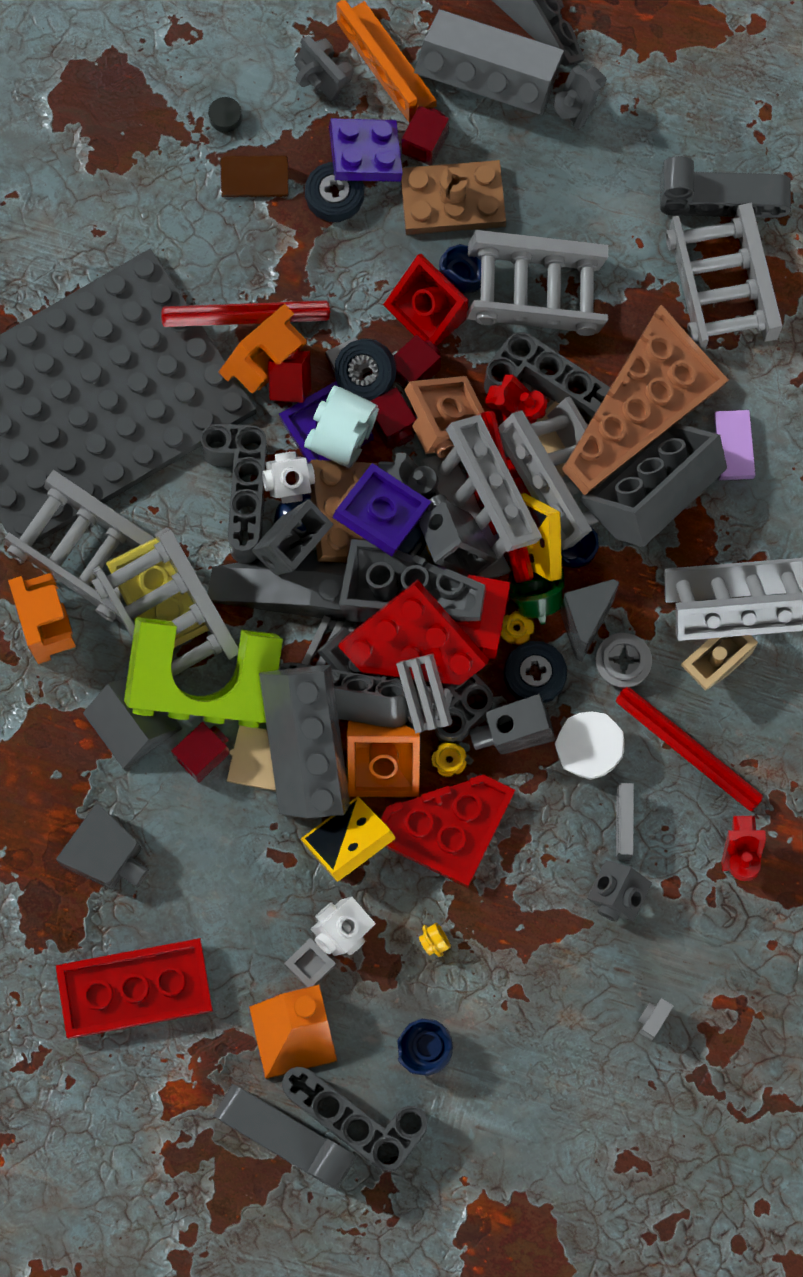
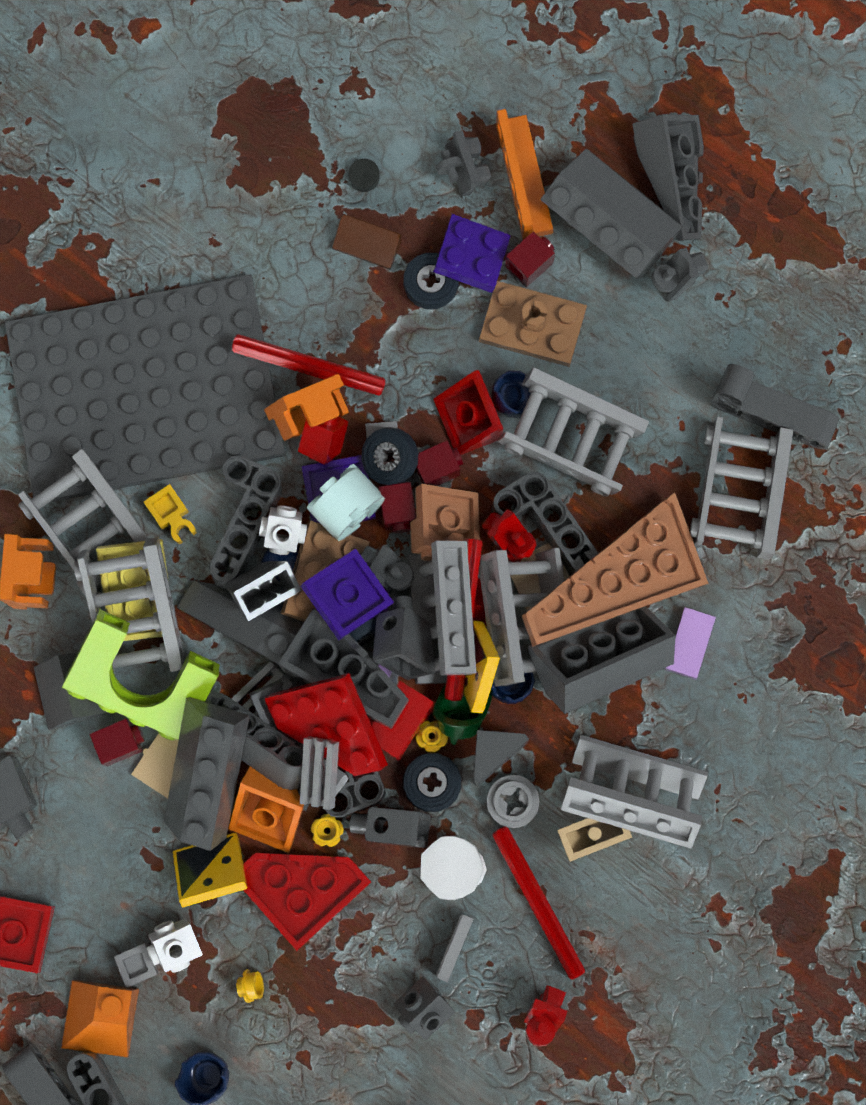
camera: 25 degrees right, 5 degrees up
(160, 506) = (169, 510): none -> yellow plate

